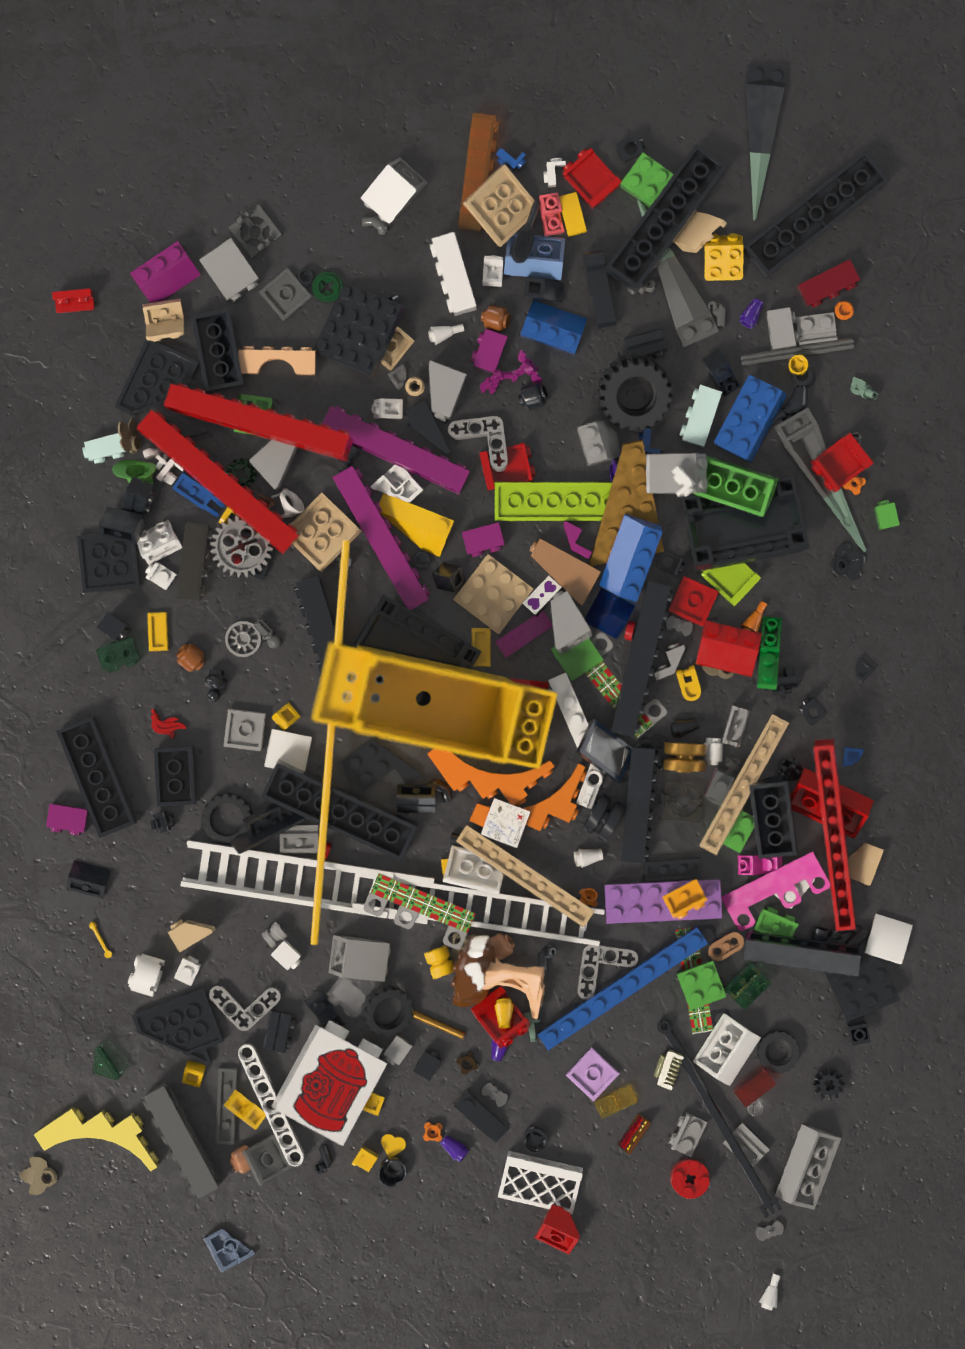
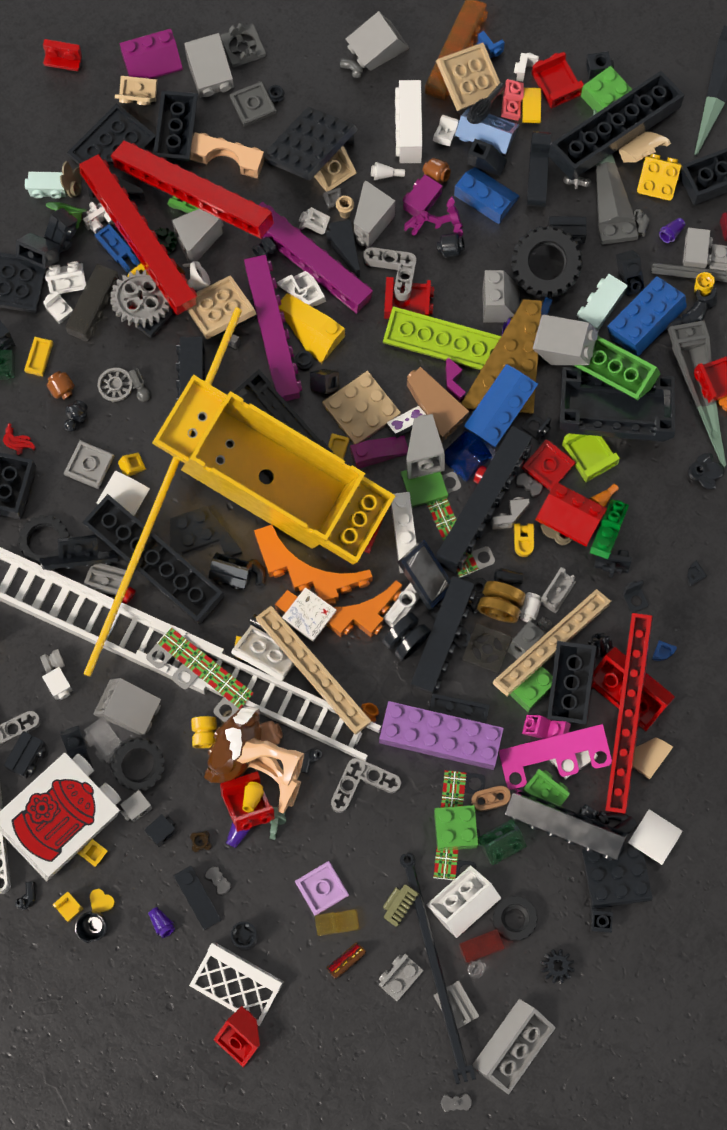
camera: 15 degrees right, 15 degrees down
(151, 452) = (85, 200): white tile -> none
(327, 277) = (294, 100): dark green gear -> none
(429, 1136) = (142, 894): orange plate -> none
(437, 1024) = (183, 795): pearl gold bar -> none
(483, 539) = (367, 356): magenta brick -> none
(585, 857) = (378, 673): white cone -> none
(622, 988) = (376, 809): blue brick -> none
(682, 477) = (573, 344): white bracket -> none
(684, 899) = (464, 732): light orange bracket -> none
(700, 1180) = (383, 1031): red brick -> none

